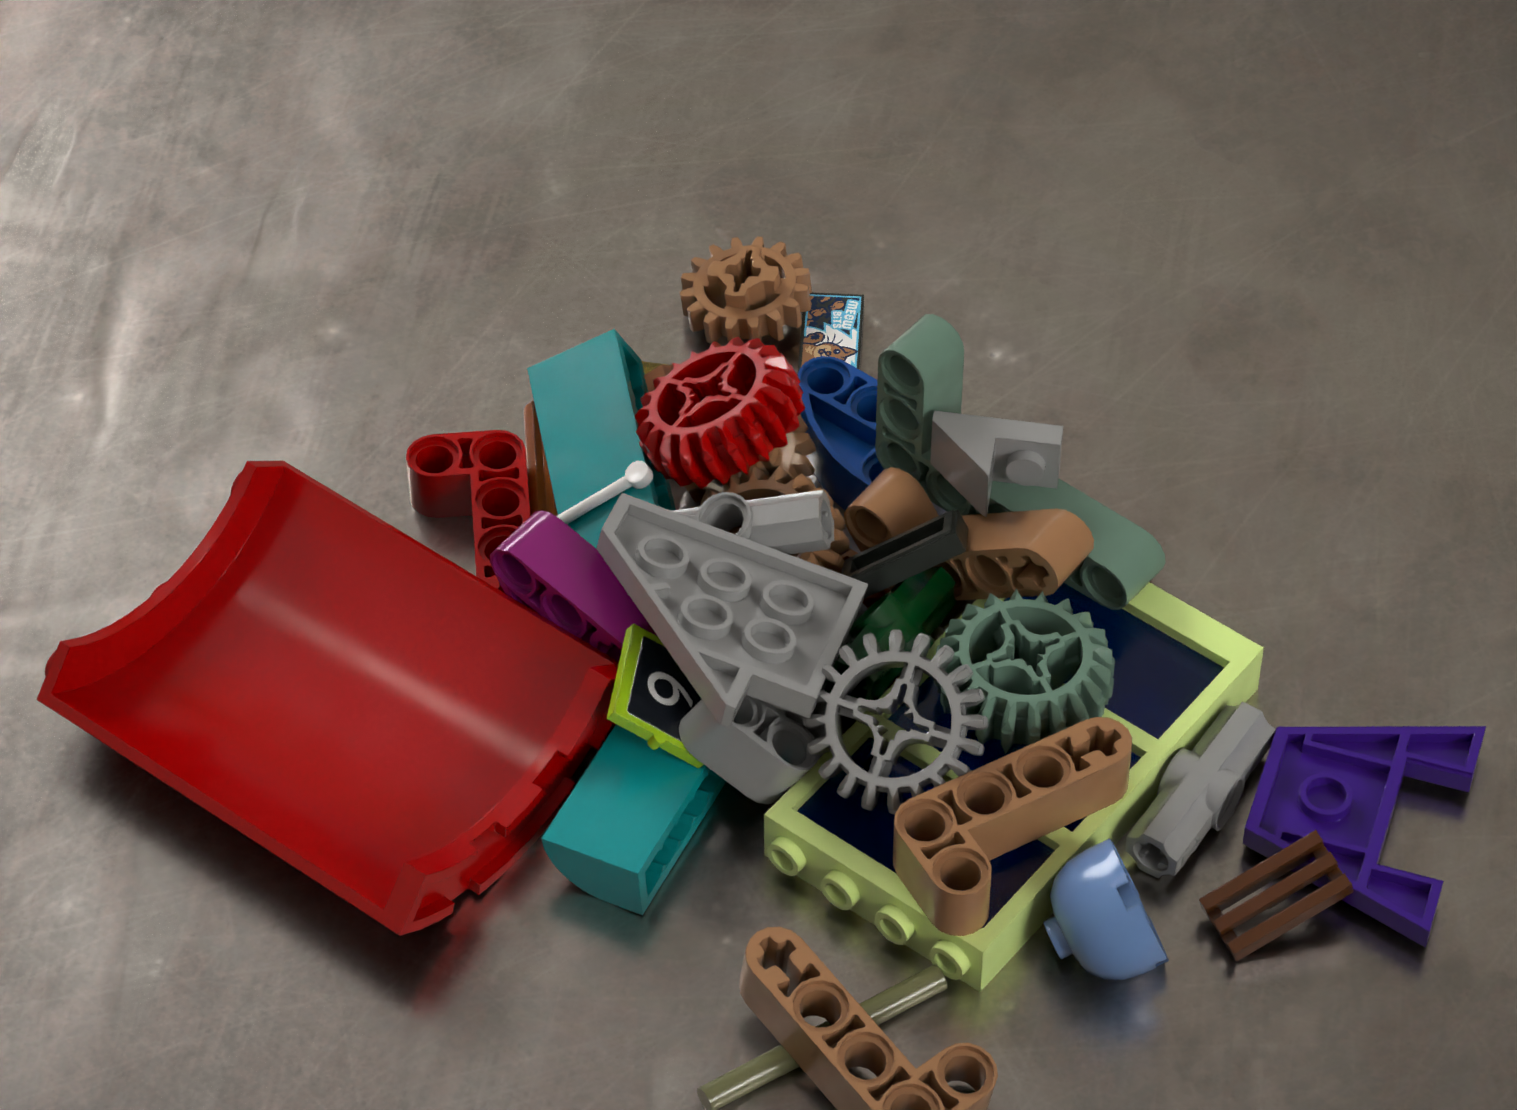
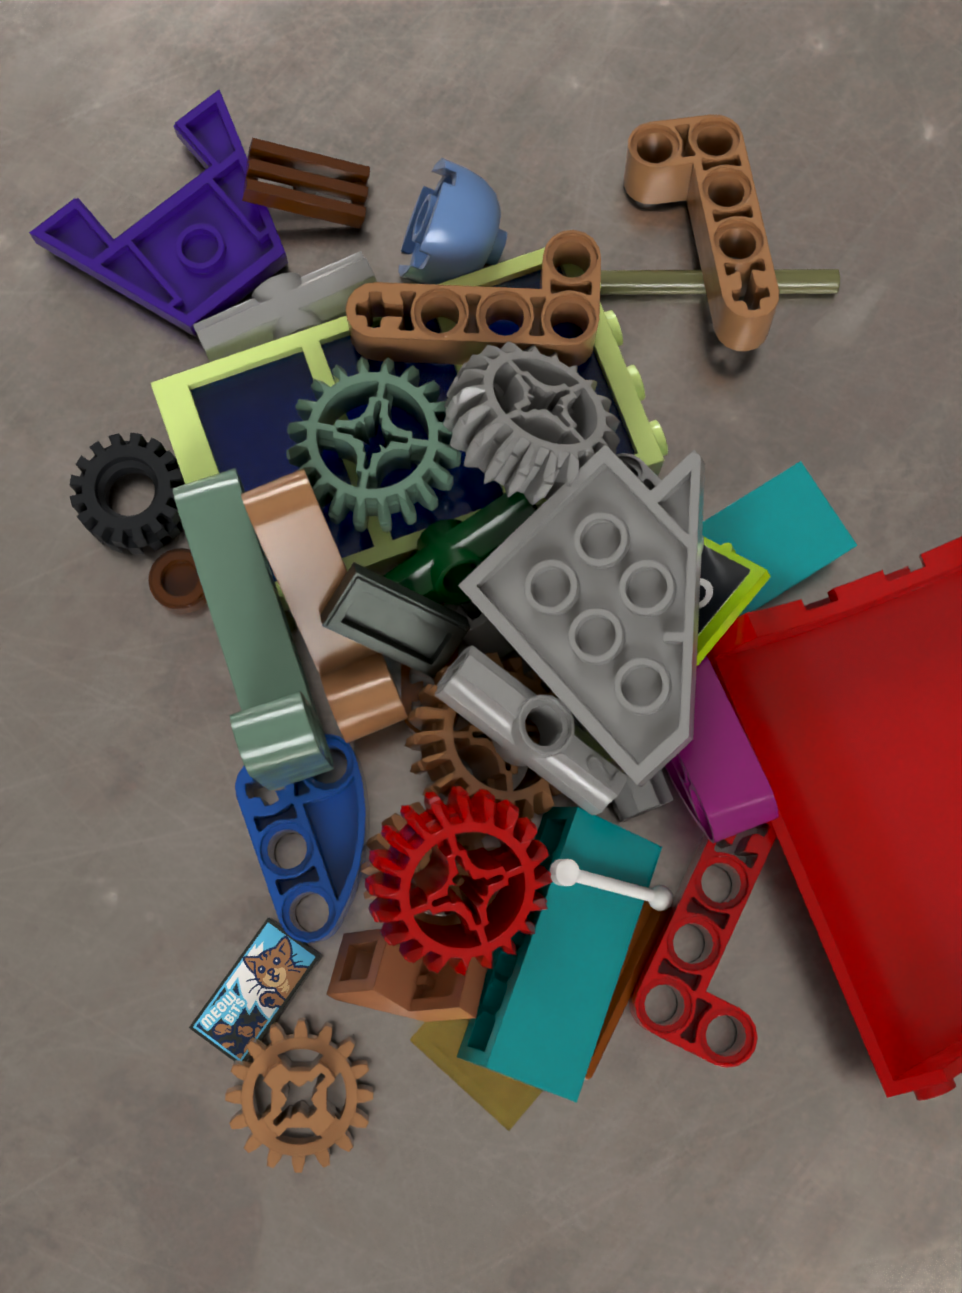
camera: 150 degrees left, 30 degrees up
(982, 449) = (274, 647): light grey slope -> none
(1227, 567) = (104, 469): none -> black tyre

